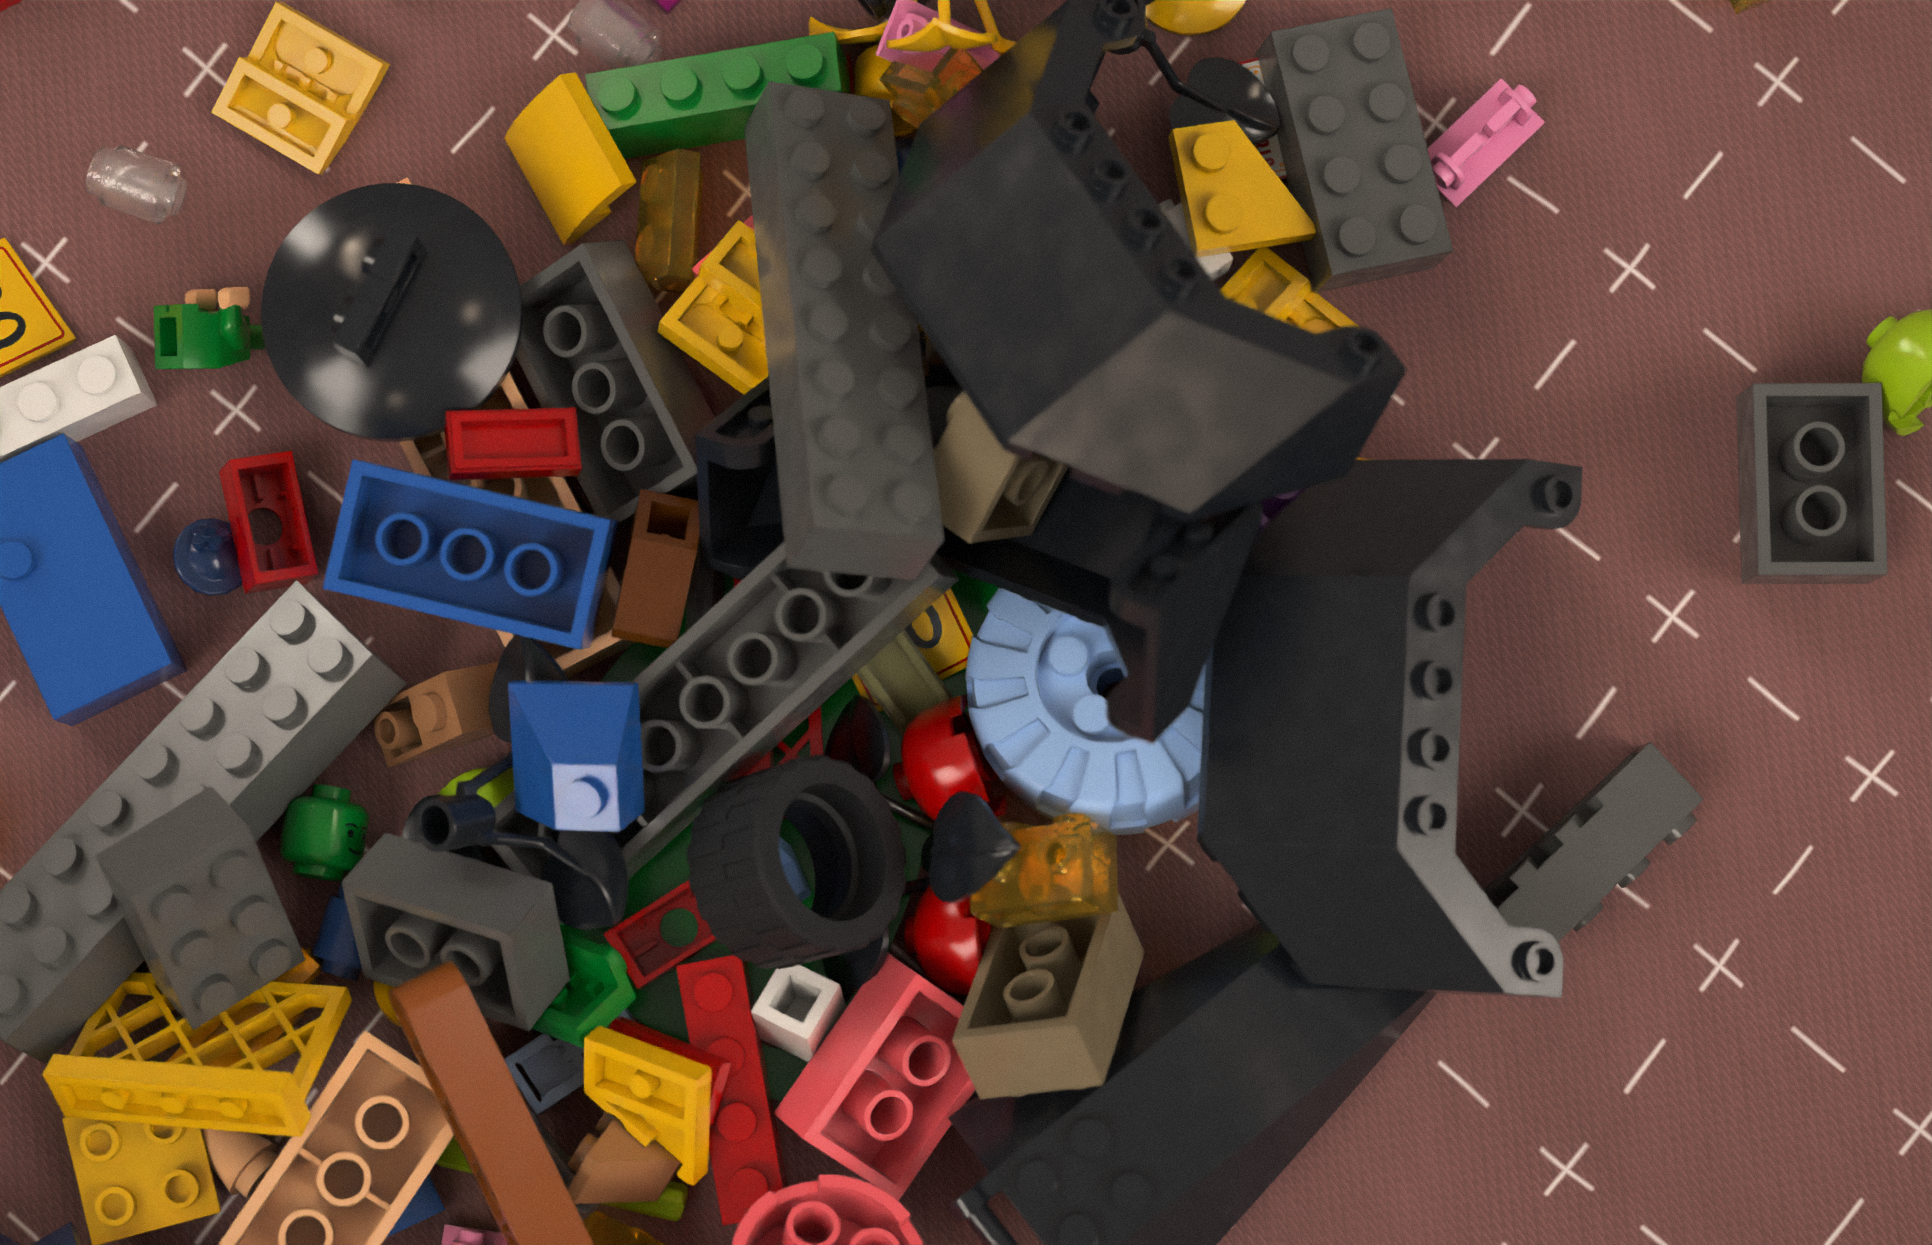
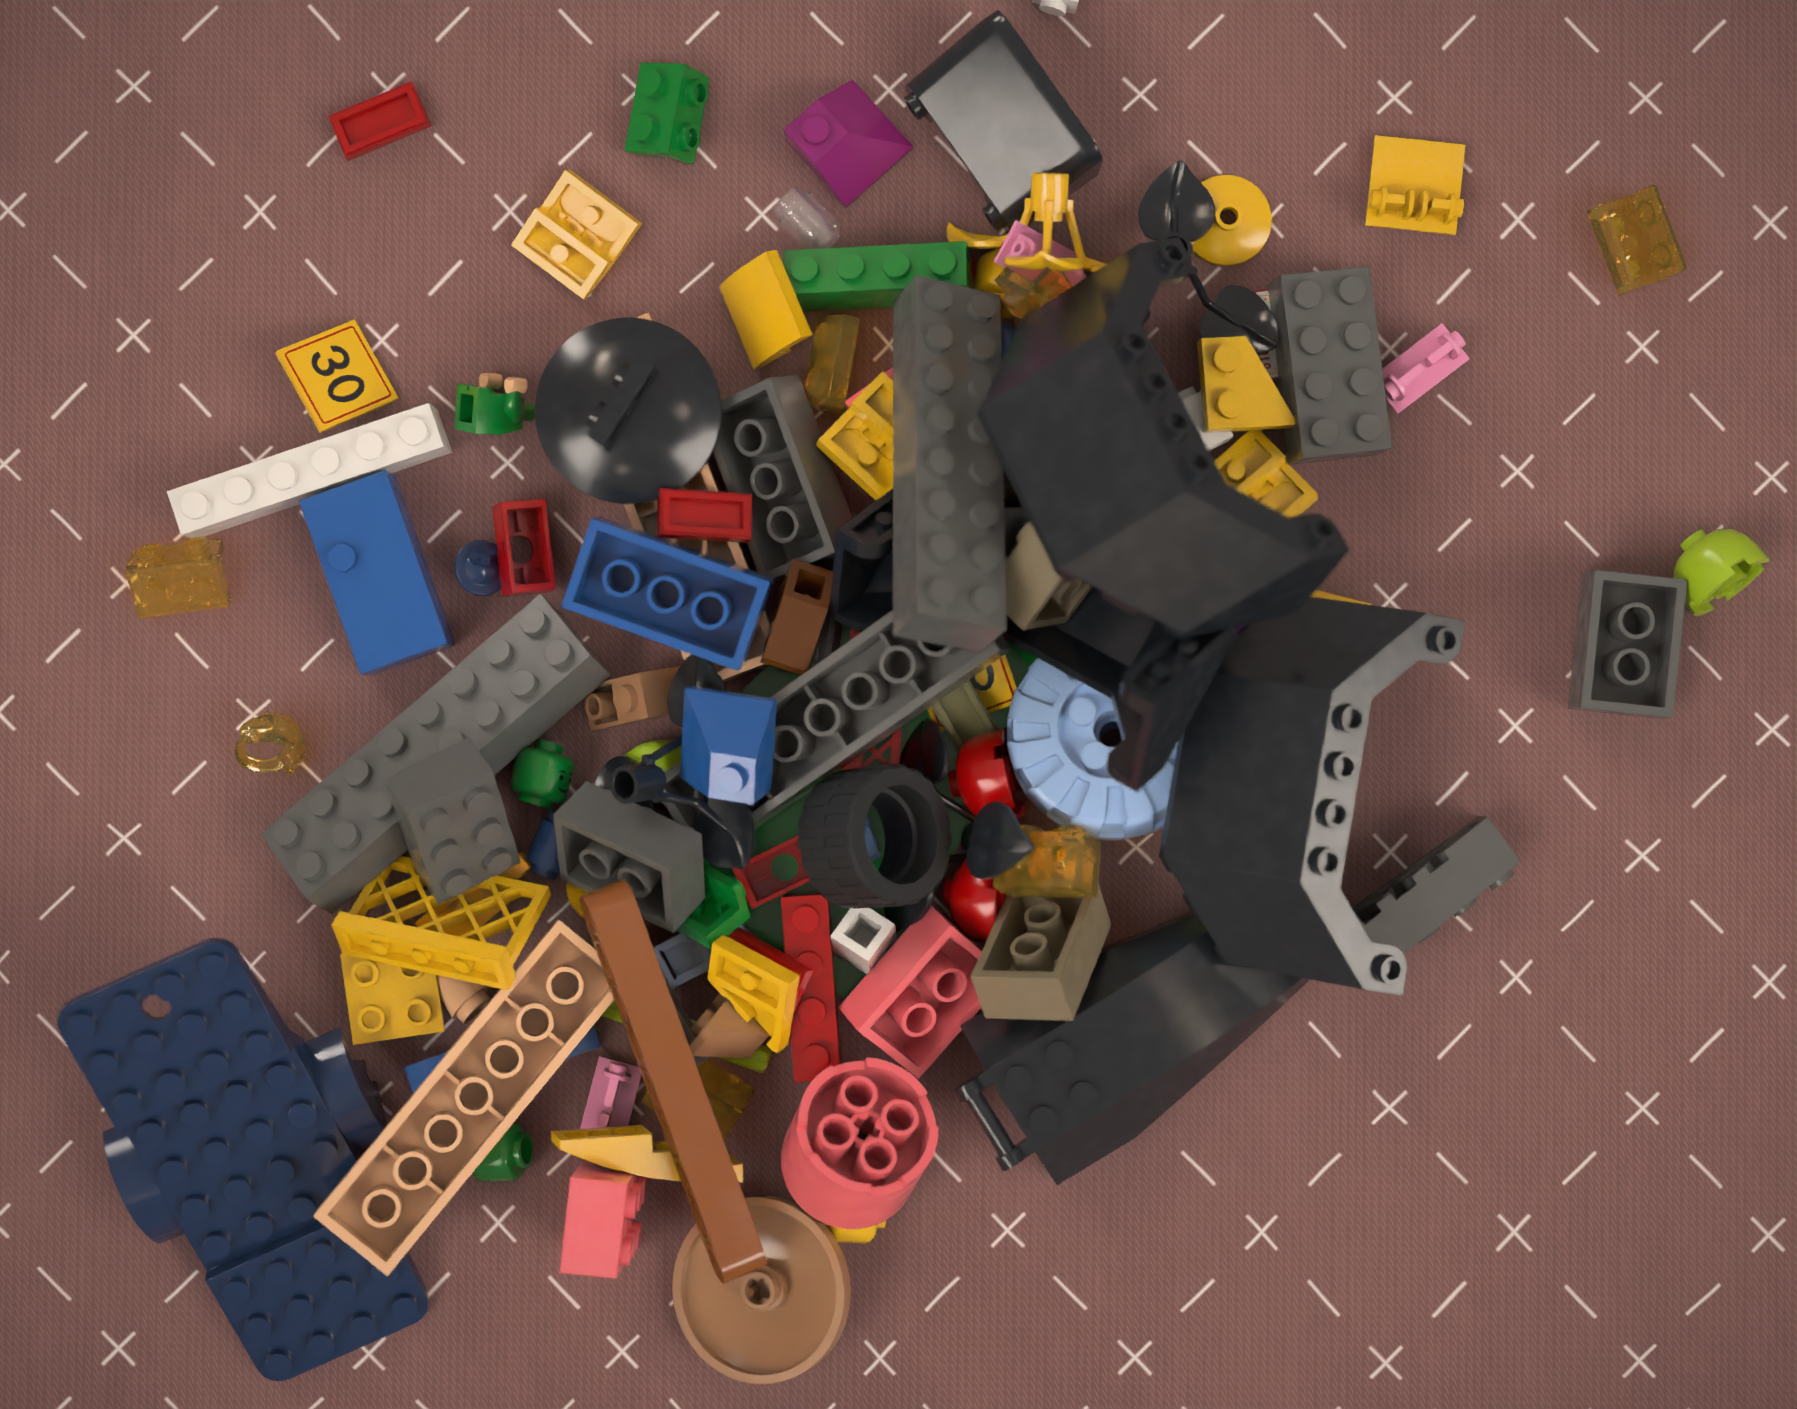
camera: 15 degrees right, 5 degrees up
(136, 183) = (452, 292): clear brick -> none

